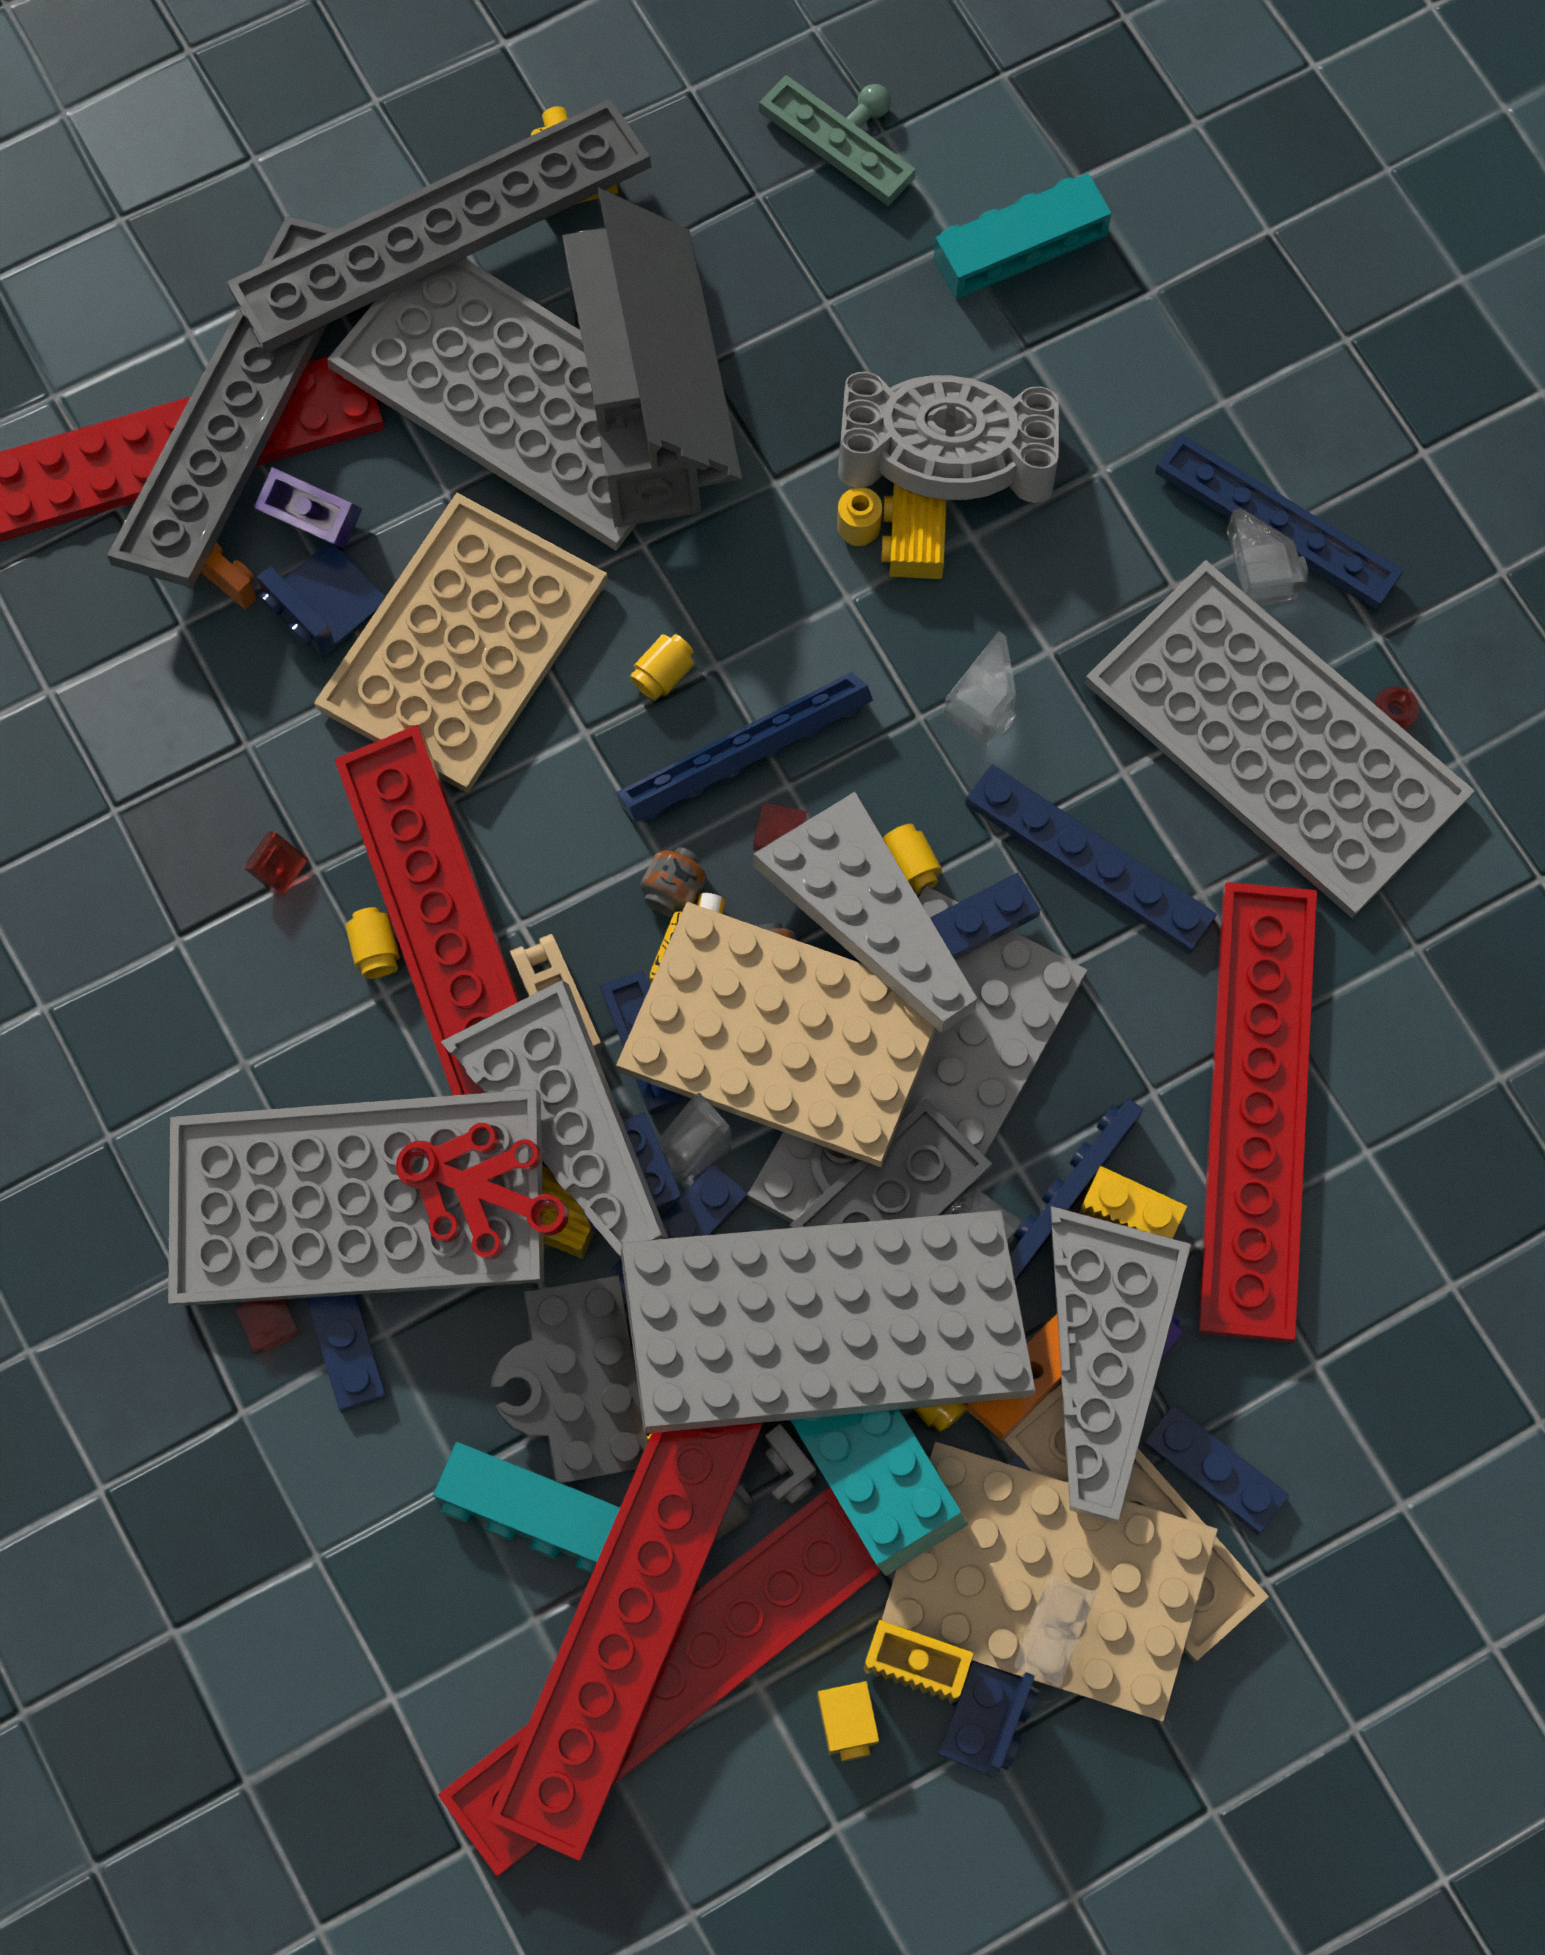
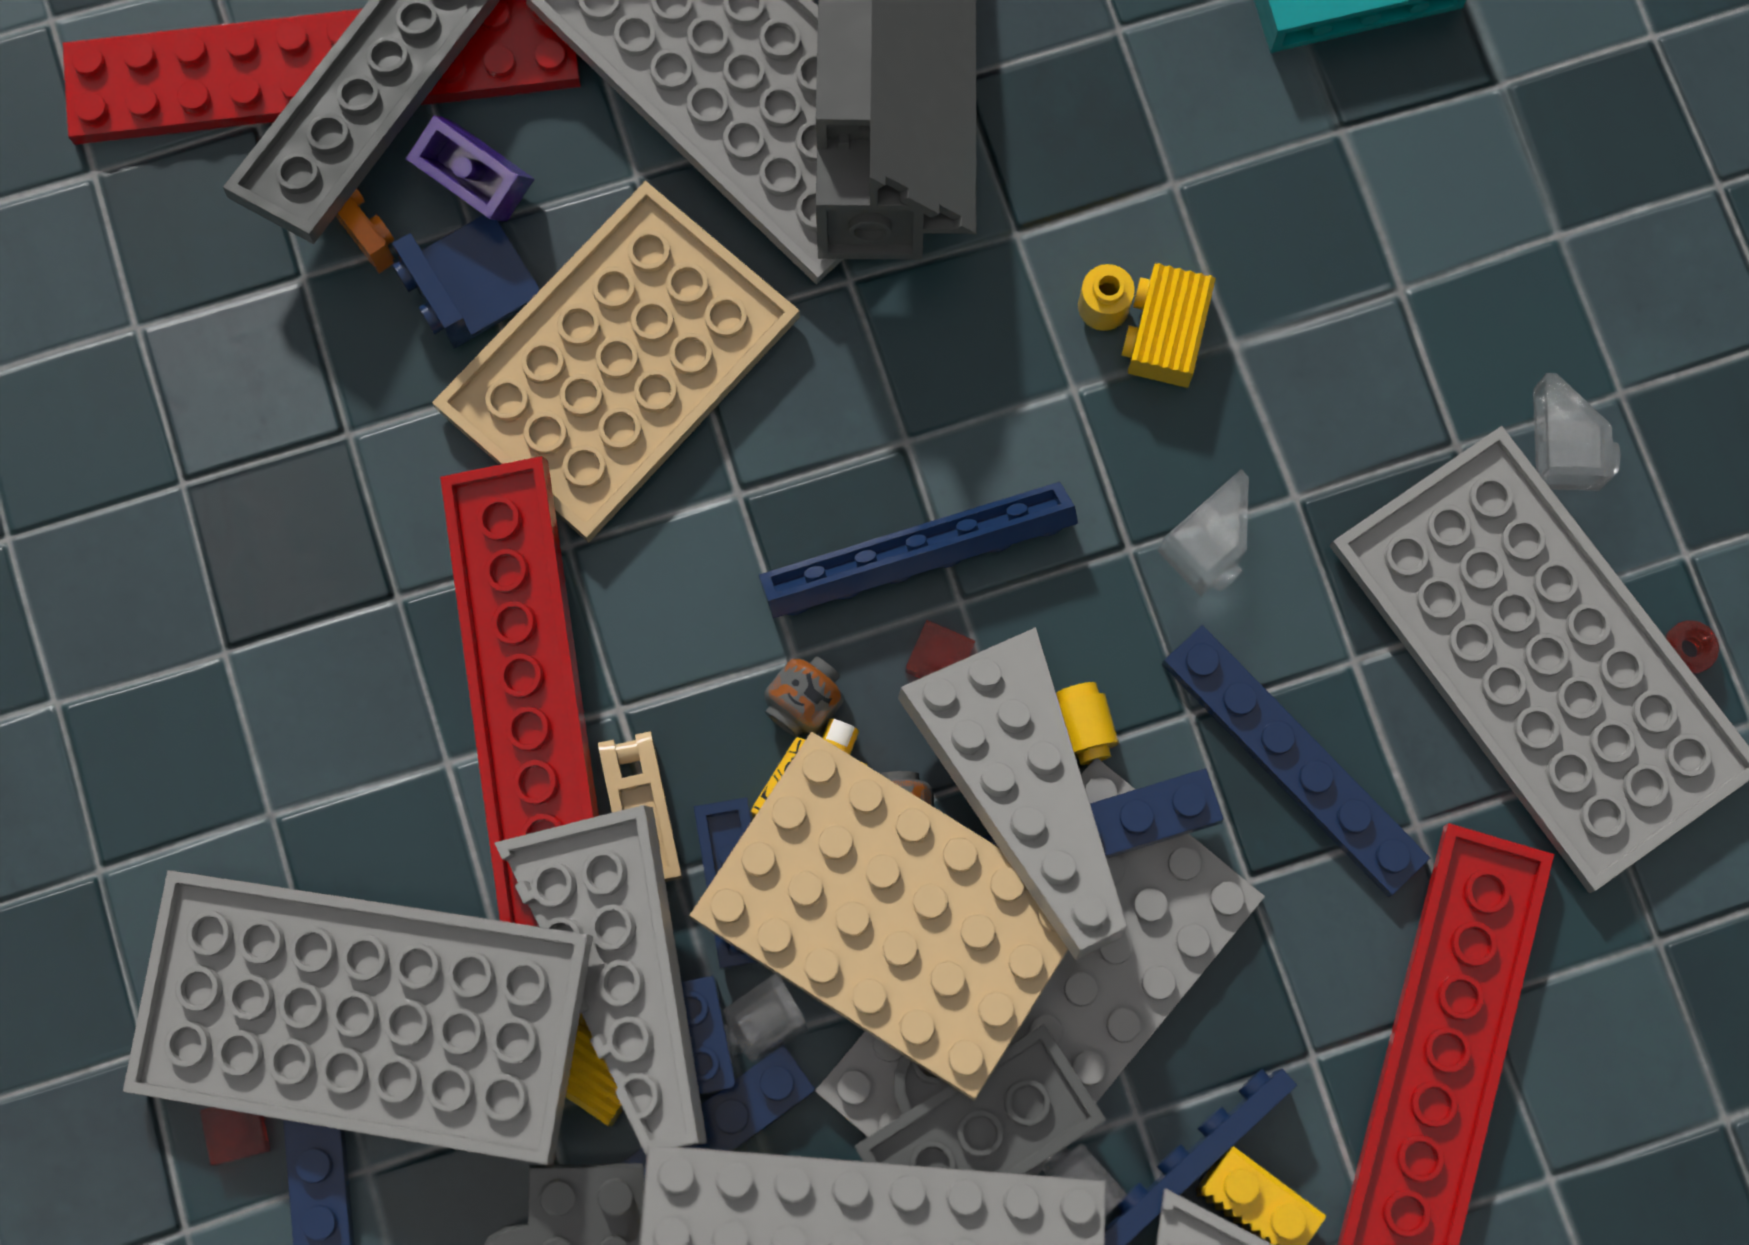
camera: 10 degrees right, 5 degrees up
(275, 863) = (350, 585): clear red plate -> none
(372, 943) = (442, 703): yellow brick -> none
(474, 1185) = (491, 1039): red plant -> none
(662, 666) = (842, 434): yellow brick -> none
(949, 437) = (1229, 223): light grey piece -> none
(1322, 545) = (1644, 435): dark blue plate -> none

